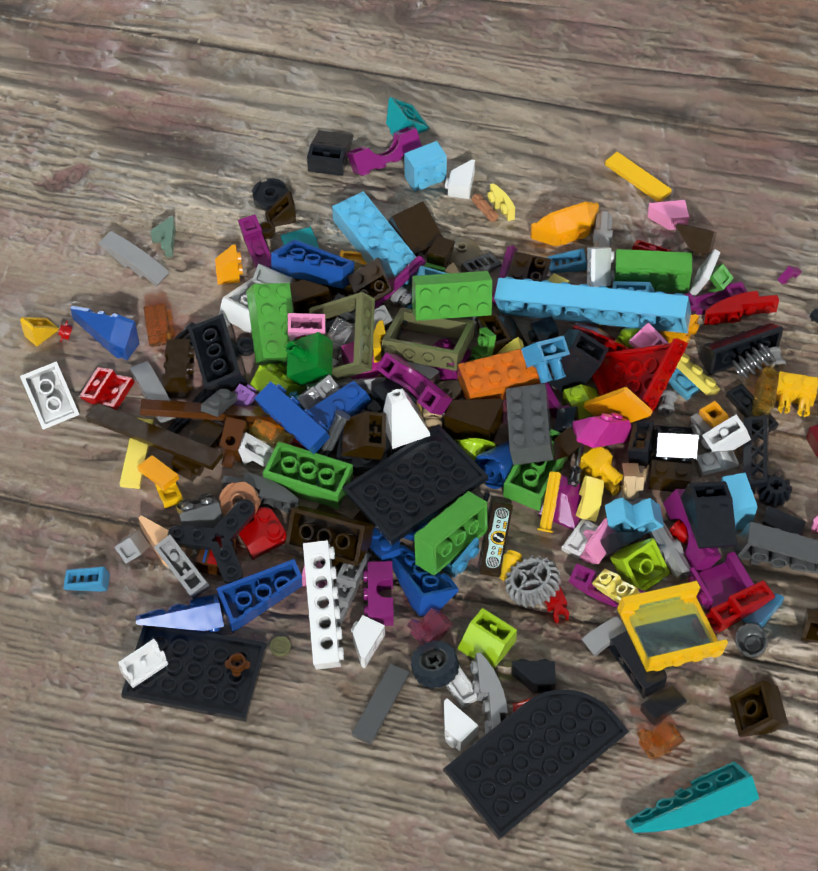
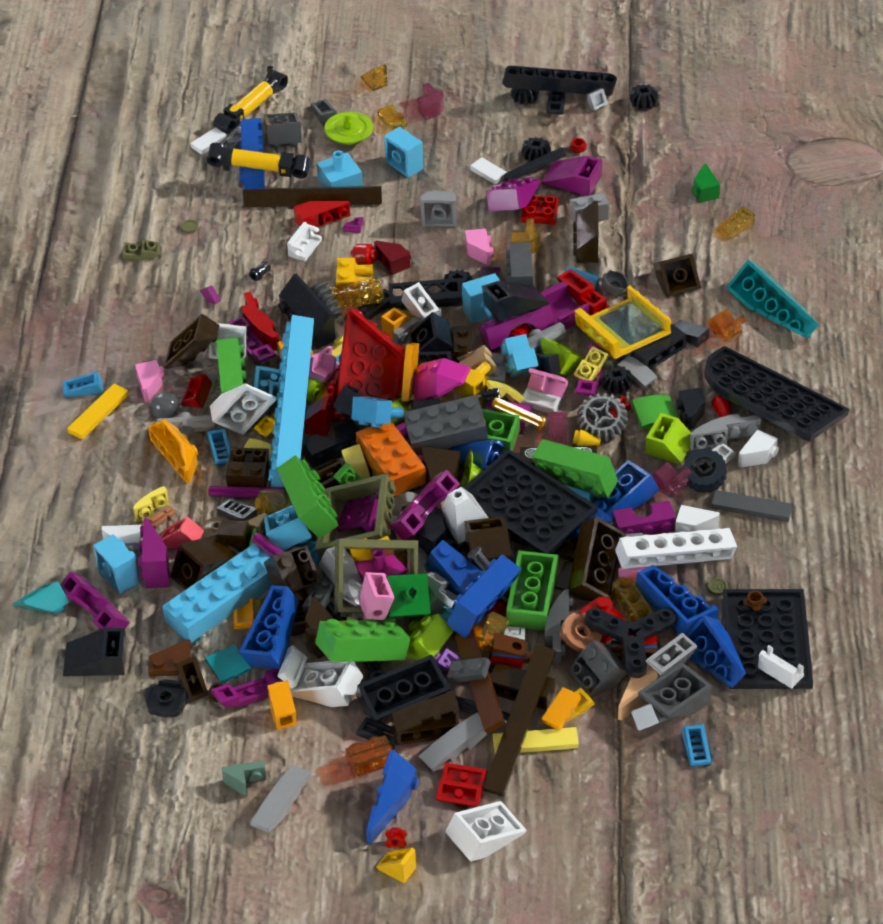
camera: 100 degrees left, 10 degrees down
(139, 564) = (677, 692): none -> dark grey slope
(262, 557) = (631, 599): none -> clear yellow beam
(314, 204) = (164, 662): none -> reddish brown wing
(434, 190) = (153, 559): none -> magenta slope
(455, 220) = (181, 532): none -> coral slope
(528, 536) = (557, 427): none -> clear pink brick
(539, 640) = (649, 407): none -> bright green slope
(592, 611) = (616, 380): none -> black gear
(635, 225) = (164, 405): none -> dark grey hair
(674, 170) = (89, 385): none -> dark azure slope

